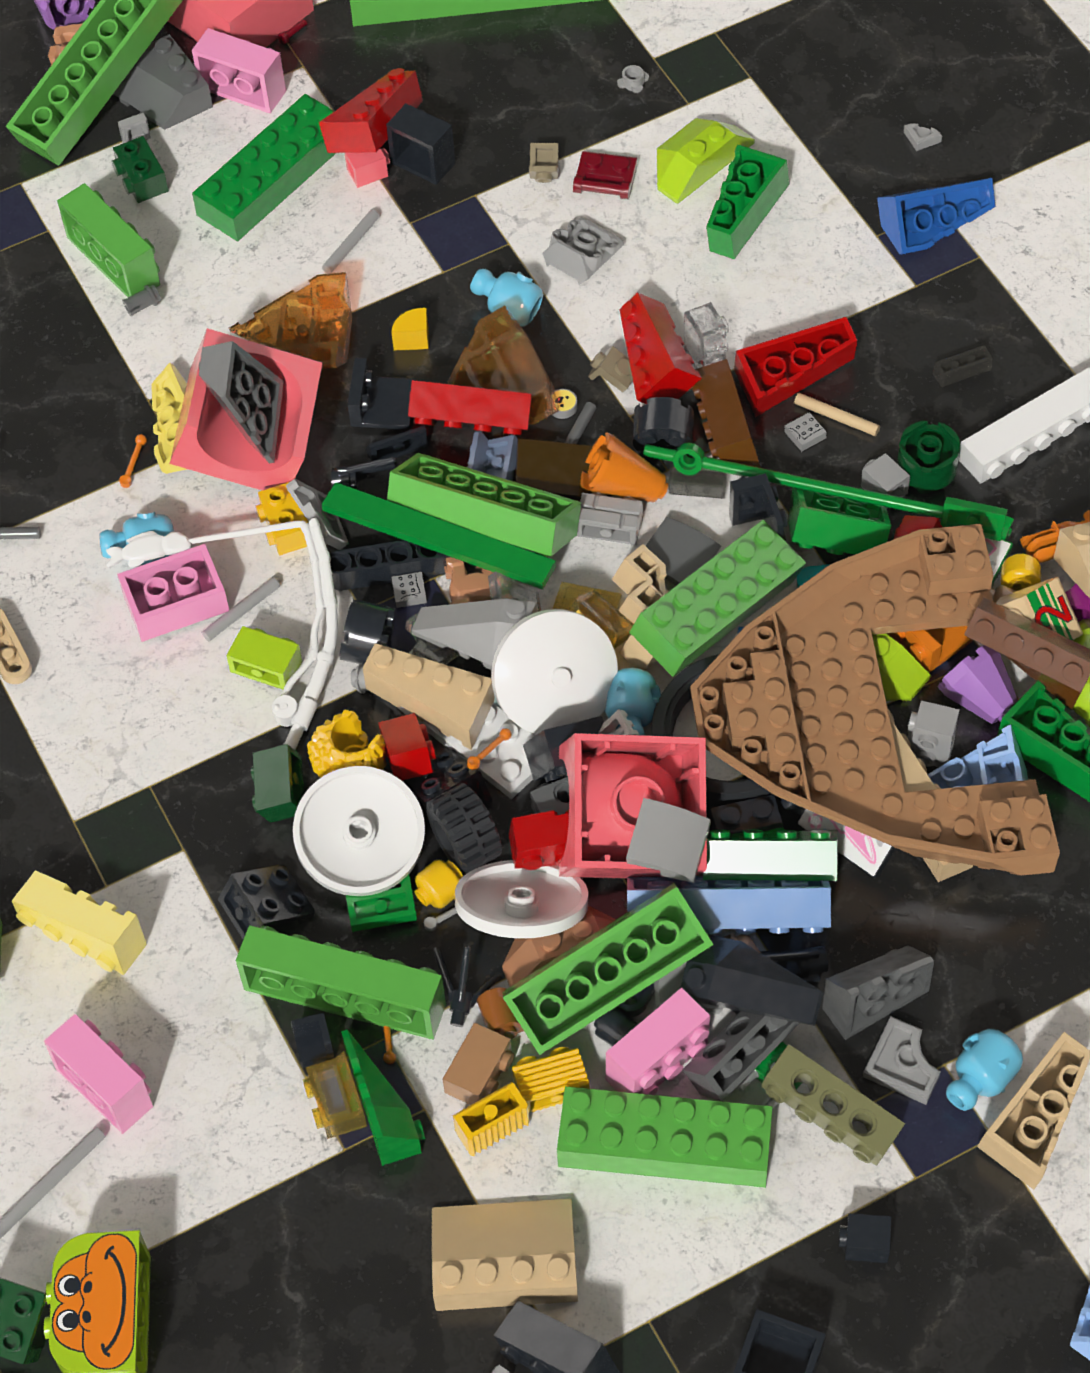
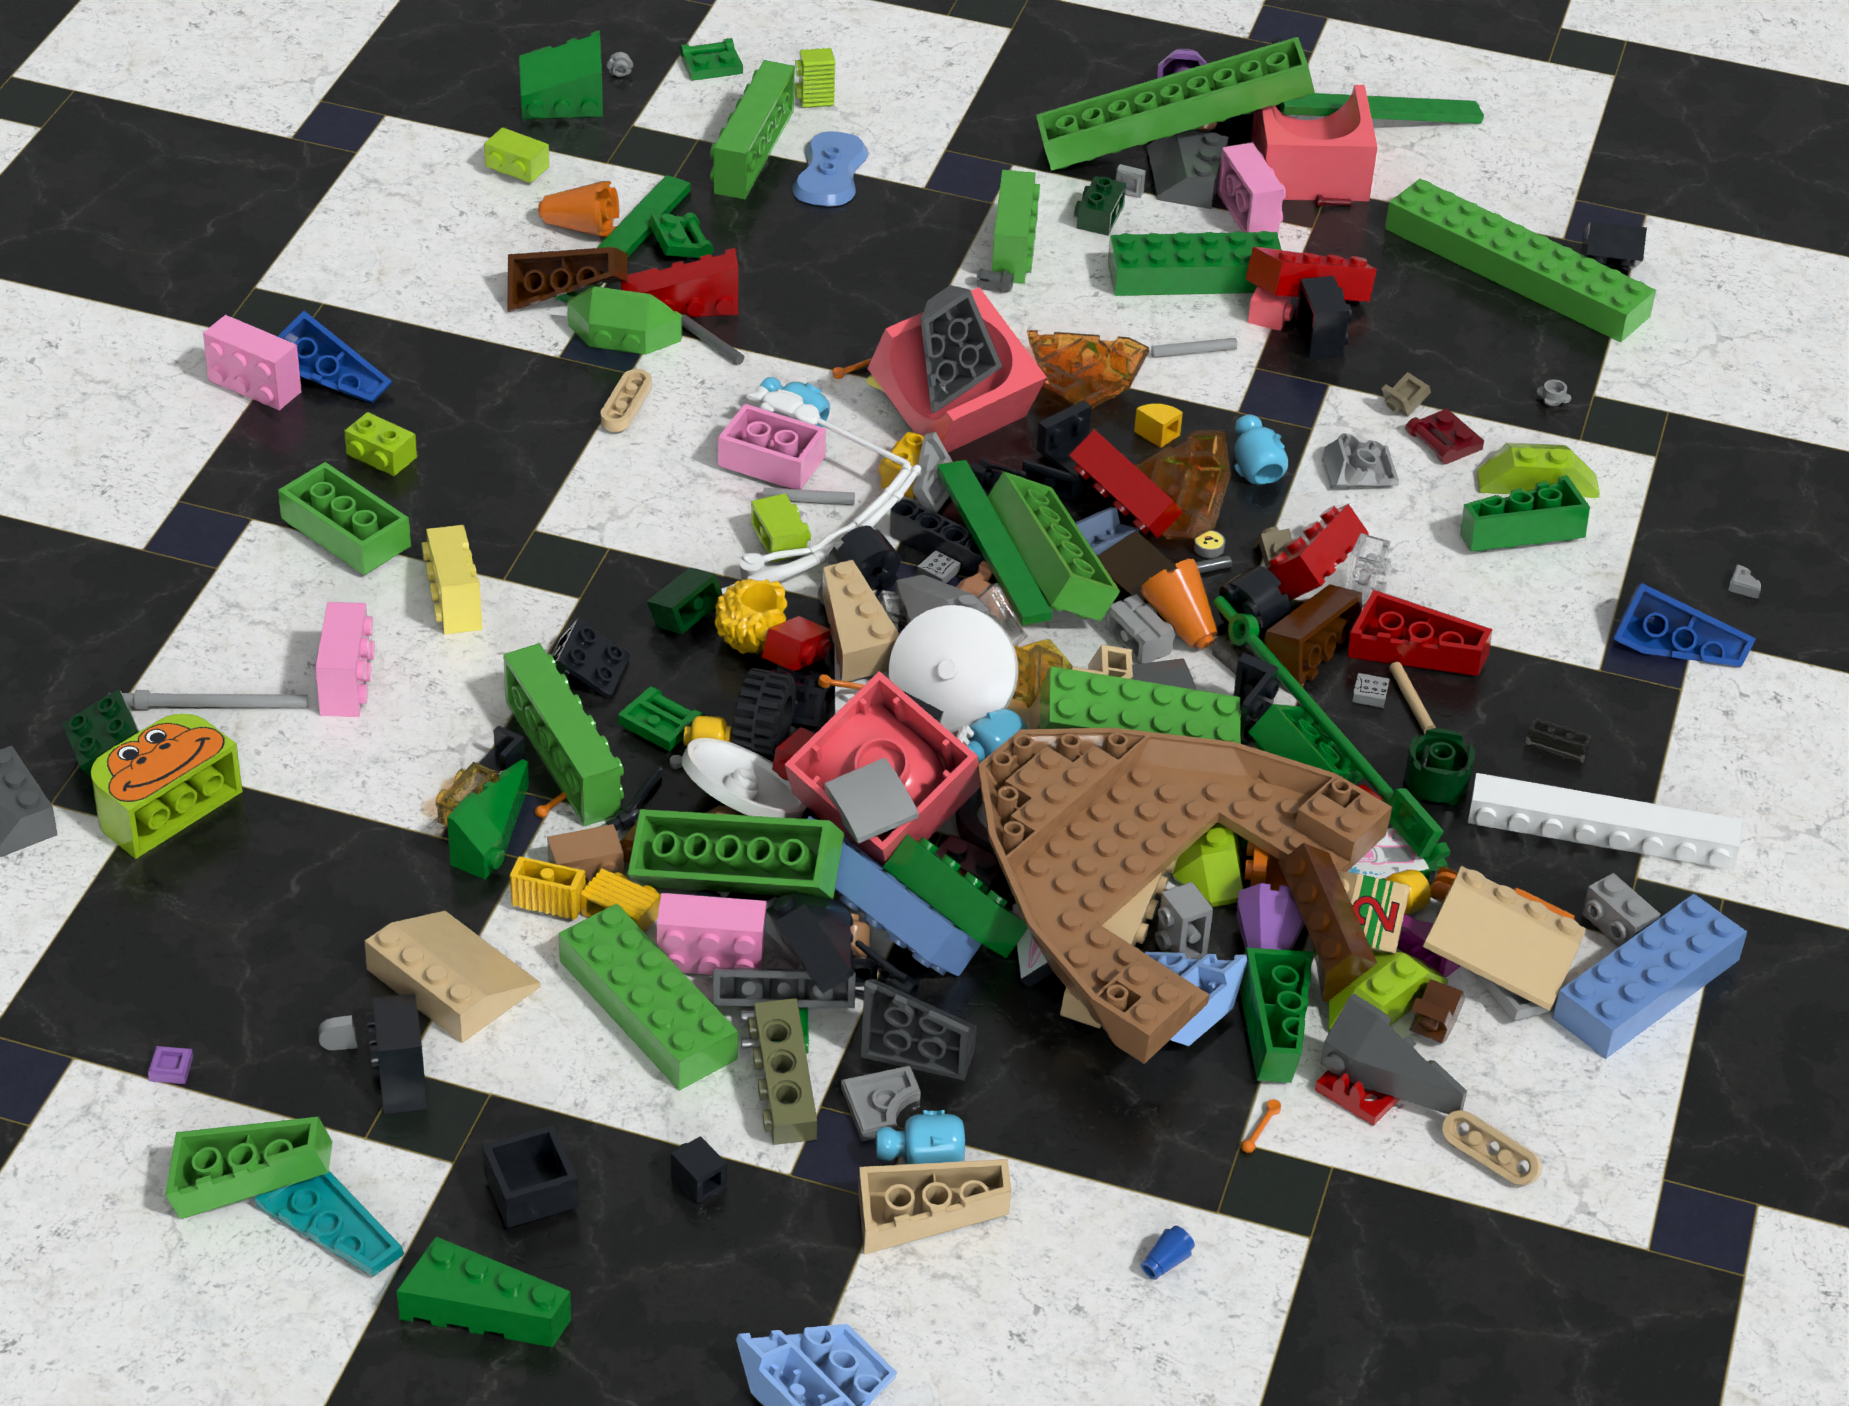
camera: 40 degrees right, 15 degrees down
(358, 831) = (691, 658): white dish -> none
(885, 477) = (1387, 757): light grey brick -> none

